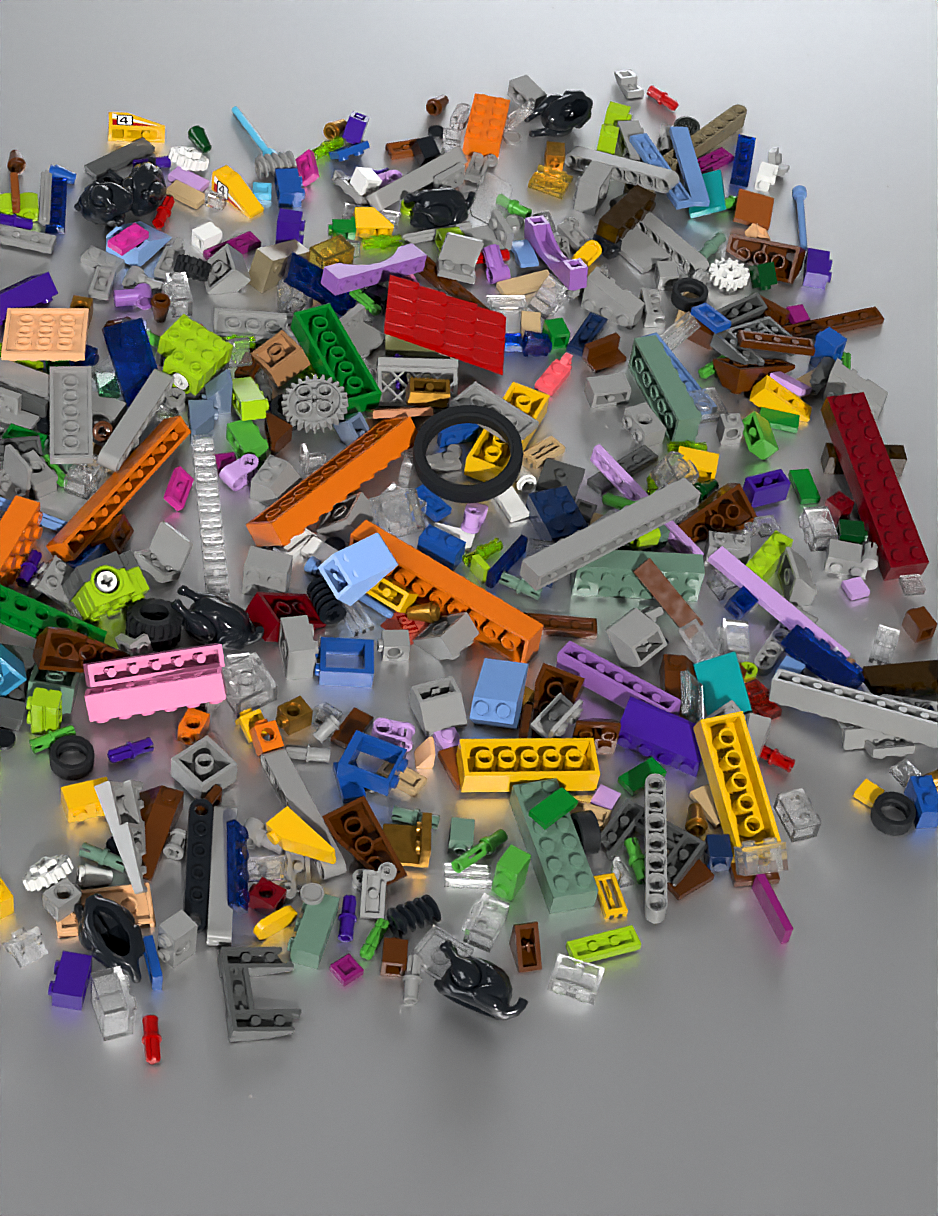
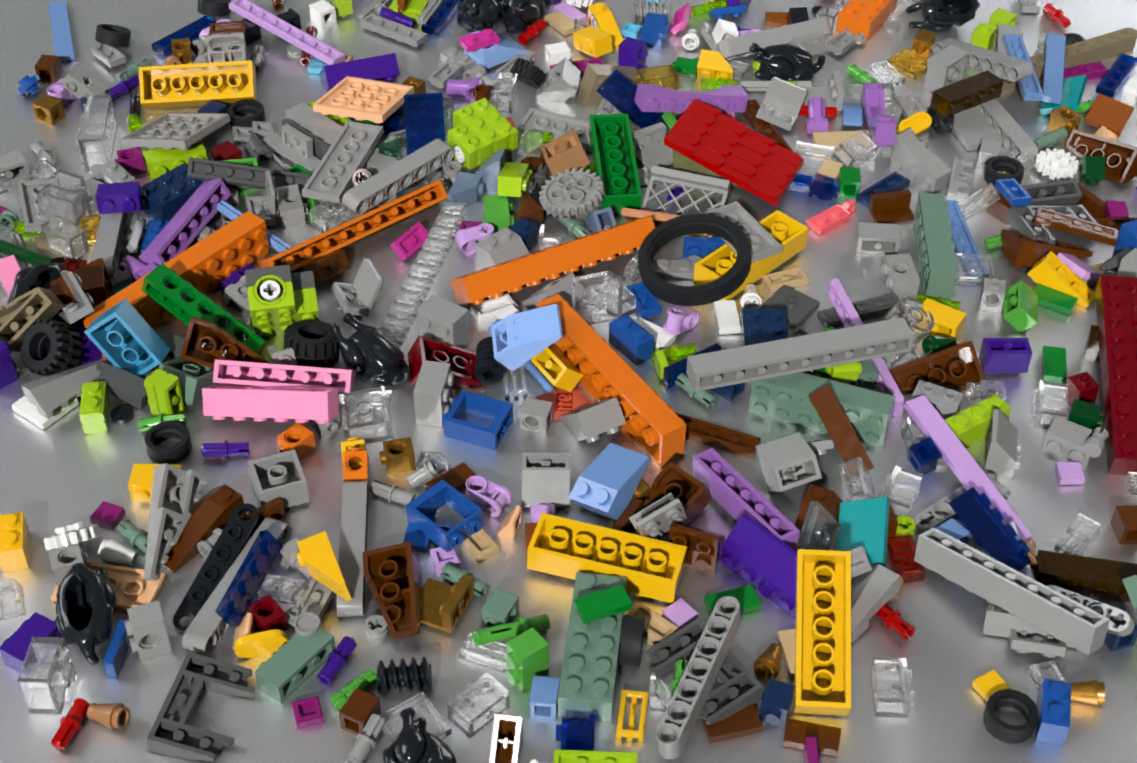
camera: 30 degrees right, 5 degrees down
(57, 843) = (107, 515): none -> magenta tile
(181, 1021) = (113, 716): none -> medium nougat cone
(235, 214) = (592, 41): none -> yellow brick
(254, 915) = (246, 627): none -> light nougat slope
(287, 452) = (527, 231): none -> dark blue brick
(329, 192) = (690, 40): none -> white cone
(329, 439) = (574, 226): none -> sand green pin
(374, 891) = (376, 640): light grey hinge -> none
(383, 803) = (441, 557): none -> lavender tile
(424, 612) = (584, 393): pearl gold cone -> none
(428, 392) = (687, 202): pearl gold brick -> none
(490, 195) = (839, 58): clear piece -> none
(534, 197) = (887, 73): none -> clear tile
(536, 901) = (544, 698): none -> medium blue brick
(577, 923) = (576, 733): none -> clear blue brick
(716, 222) = (1065, 118): none -> pearl gold brick
(773, 858) = (831, 728): clear brick -> none

